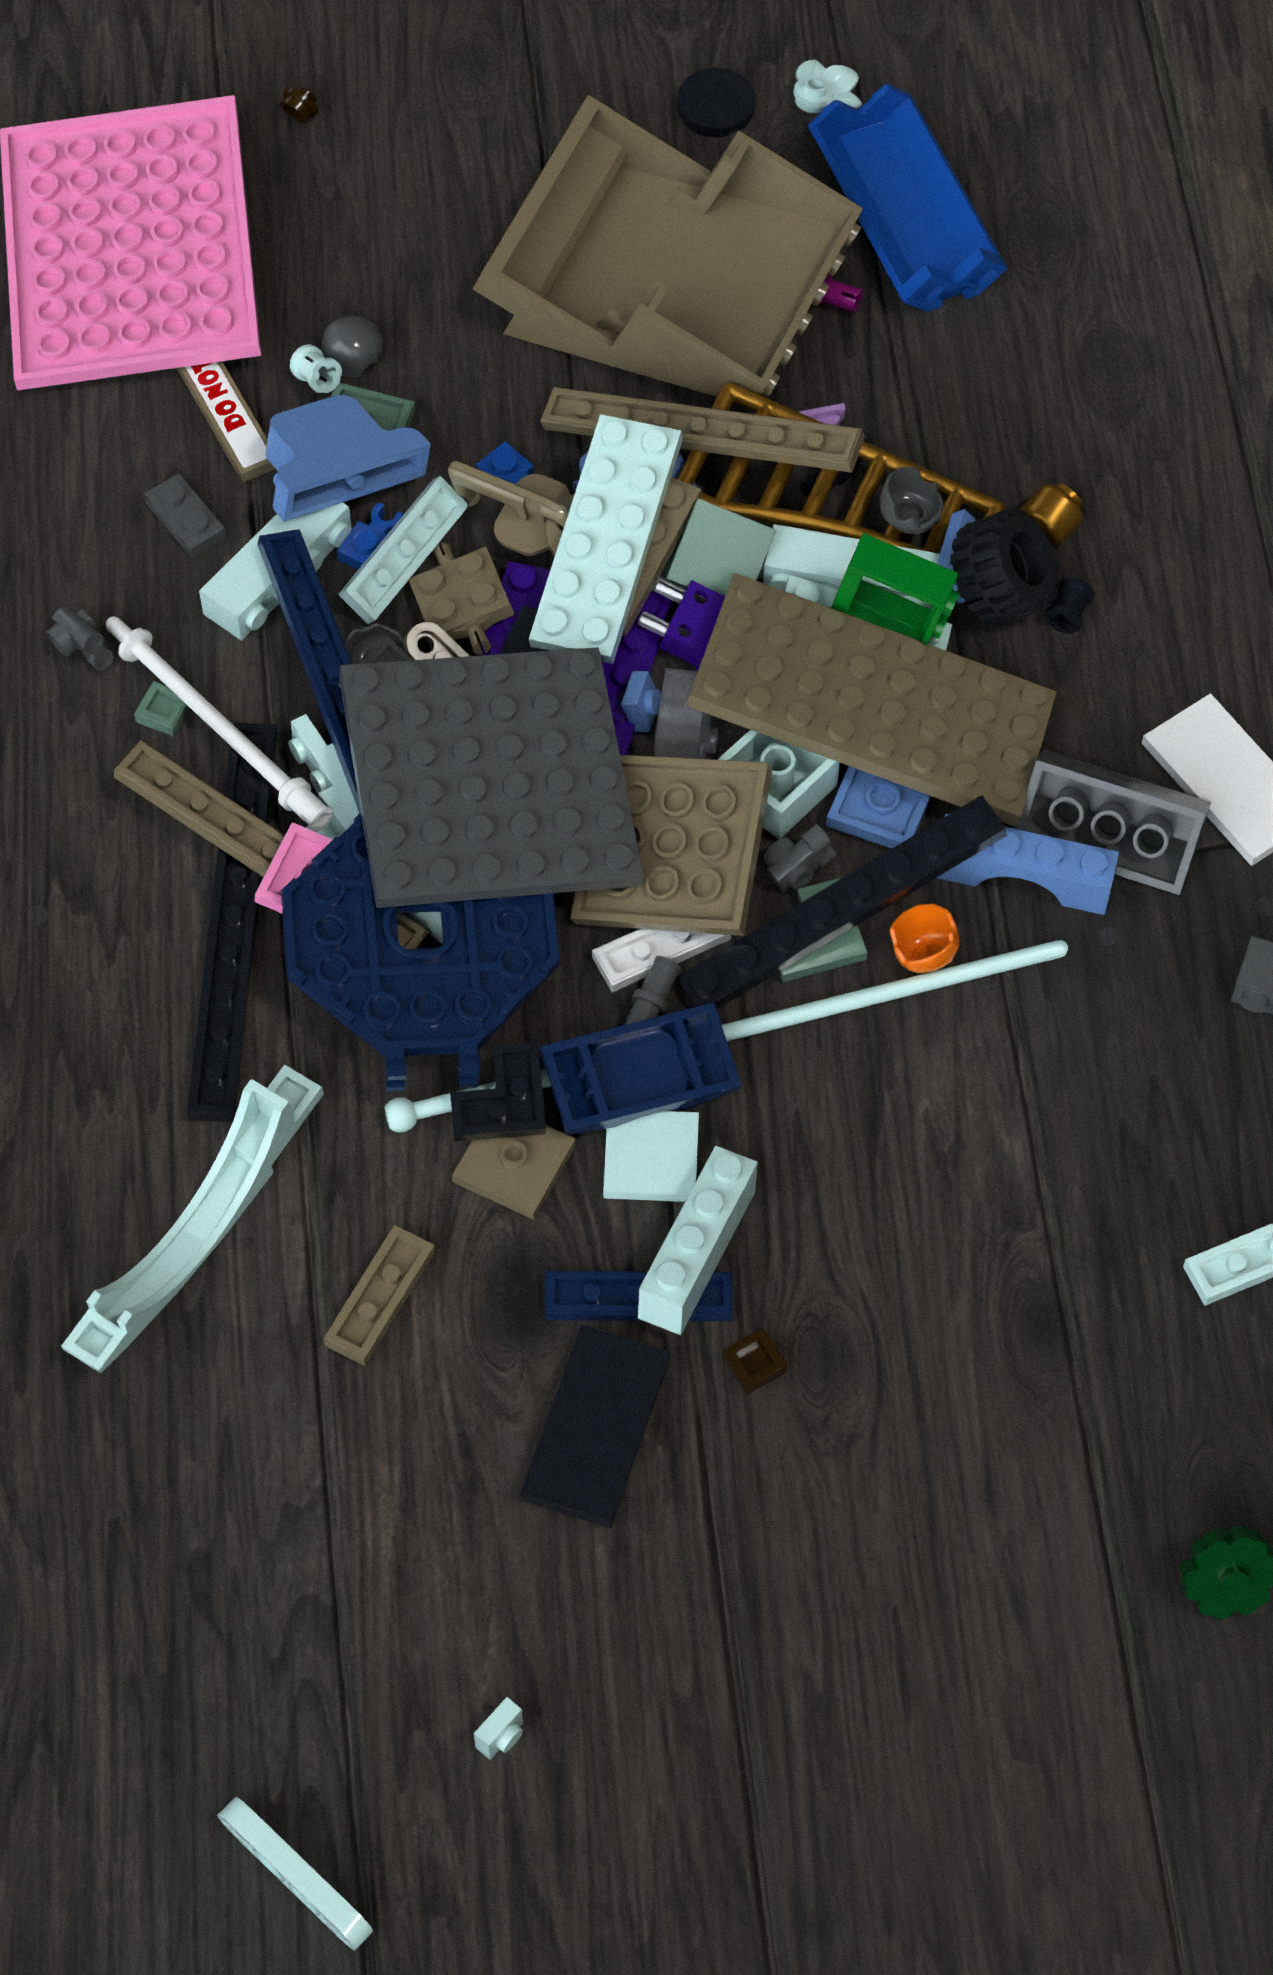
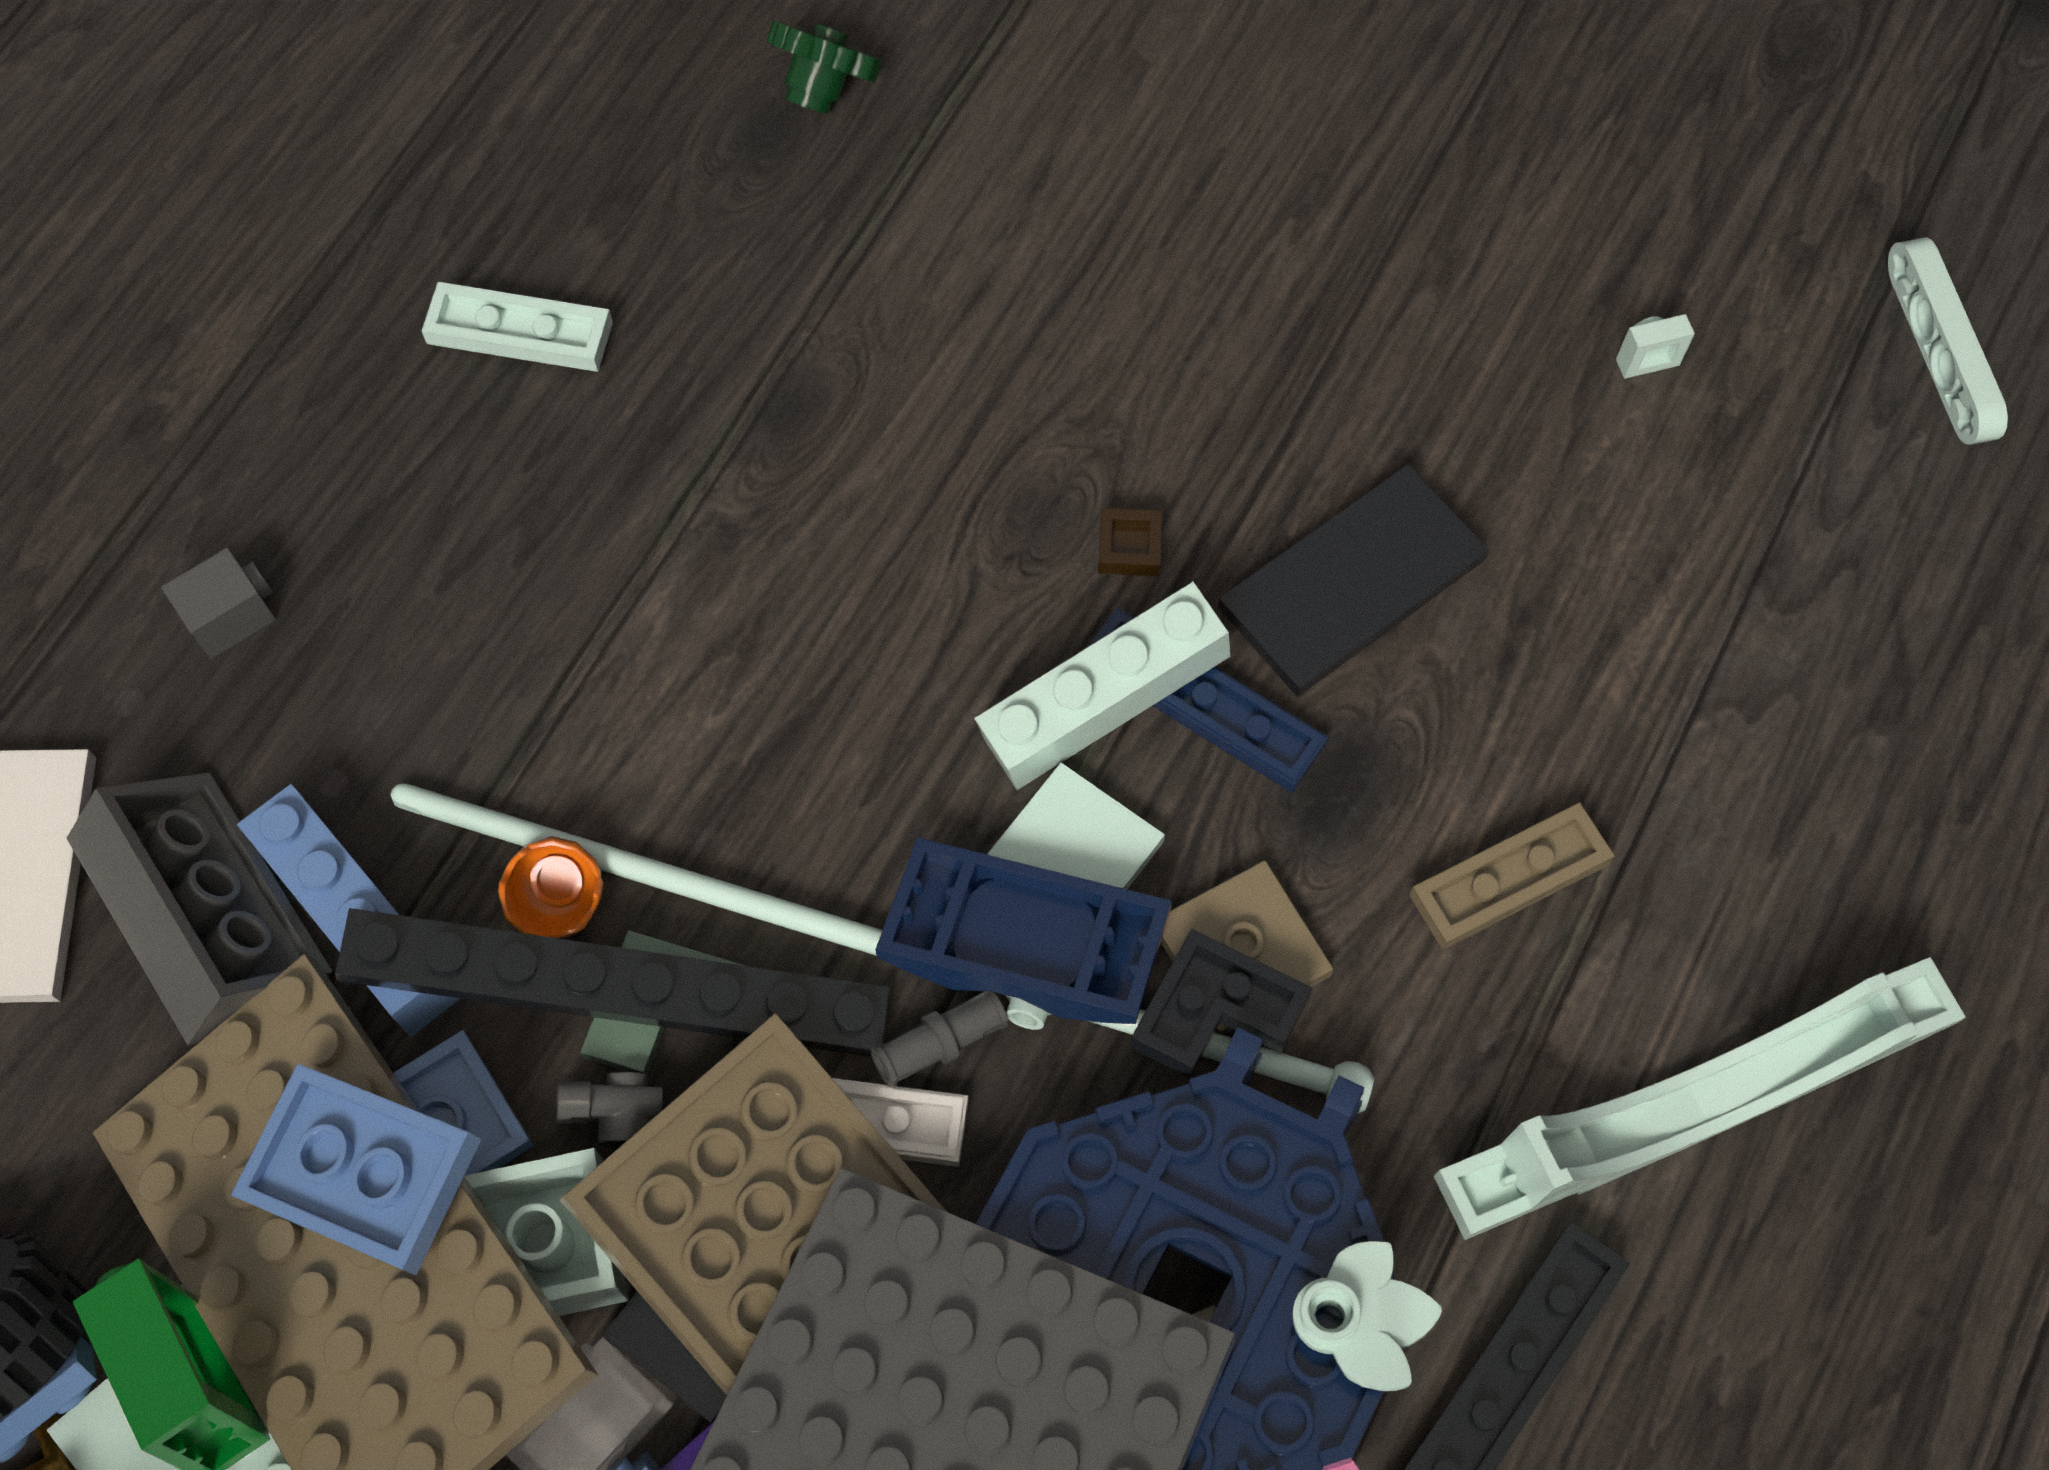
camera: 145 degrees left, 5 degrees up
(309, 956) = (1376, 1312): none -> light aqua plate
(884, 715) = (357, 1168): none -> medium blue plate

